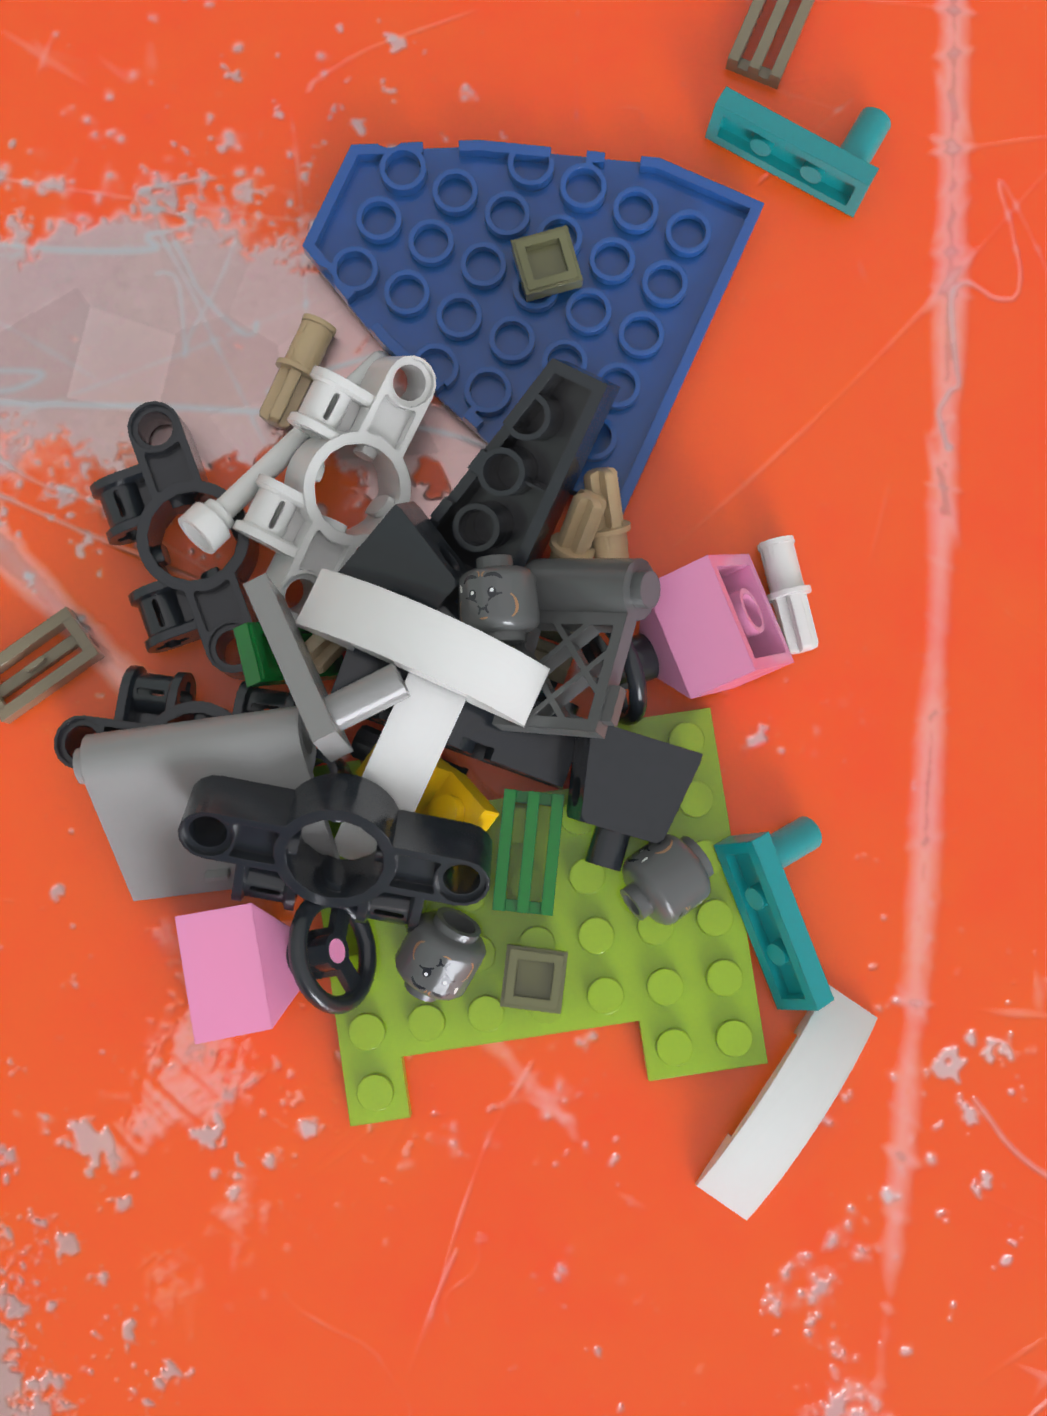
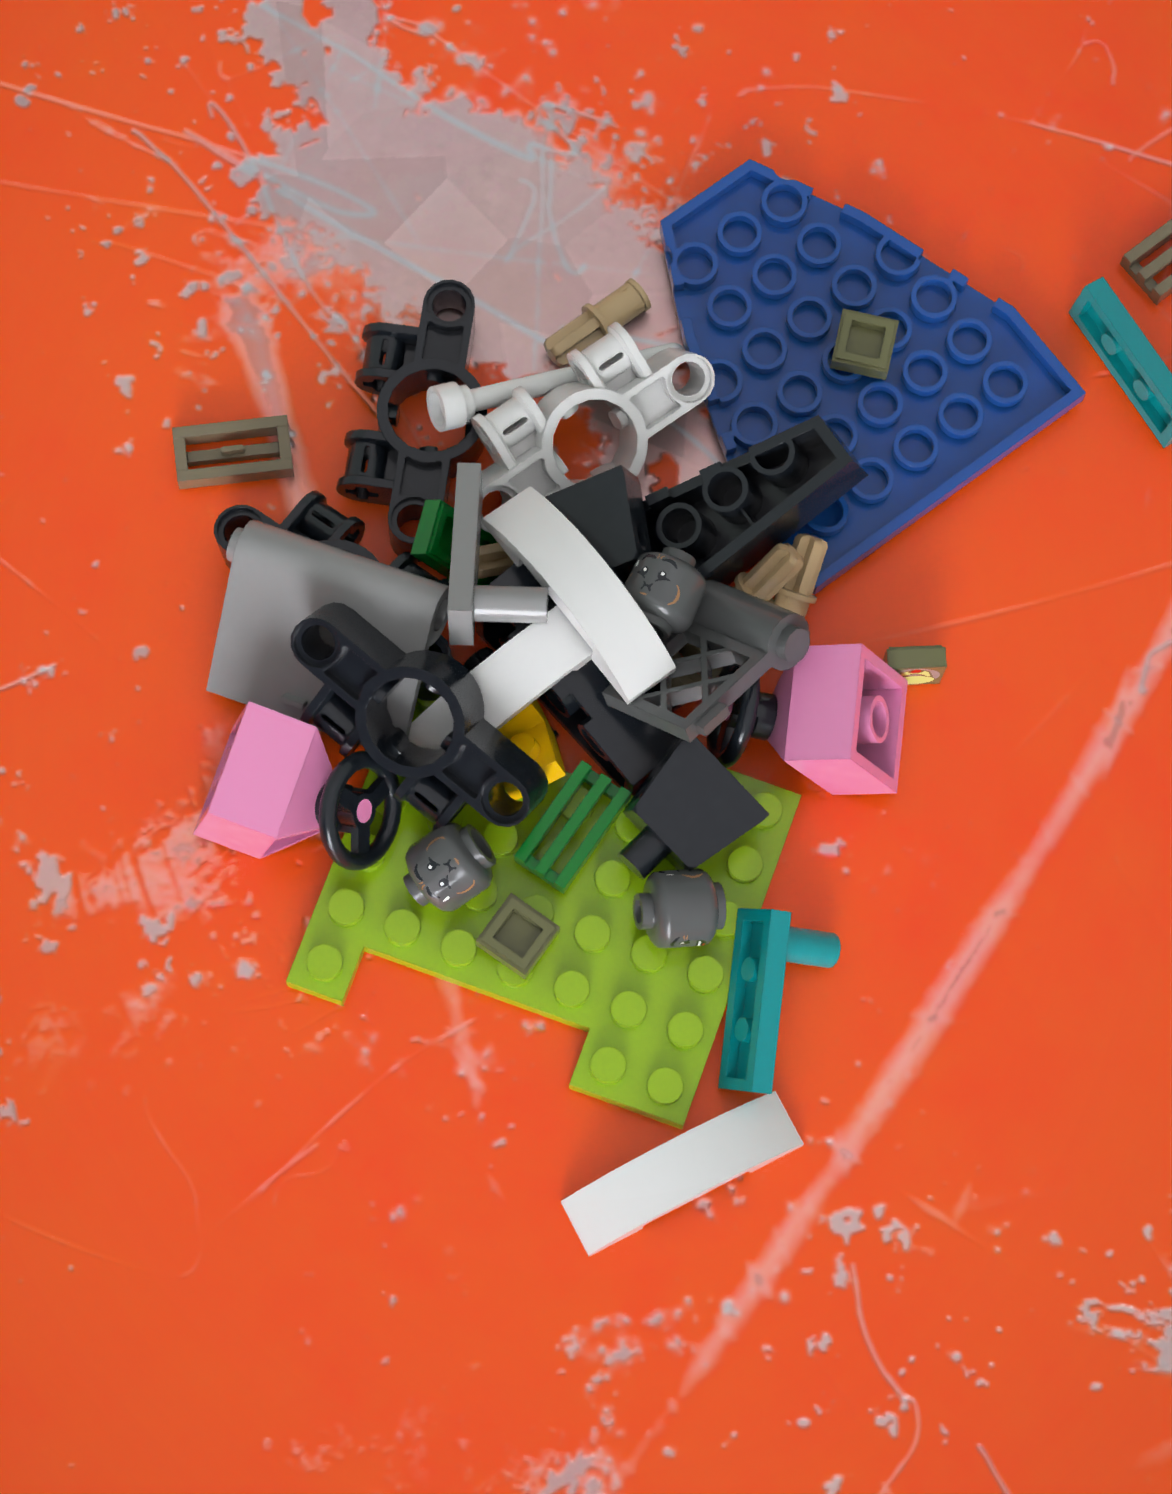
camera: 20 degrees right, 10 degrees down
(747, 533) = (918, 663): none -> olive tile
(788, 593) = (925, 735): white axle -> none

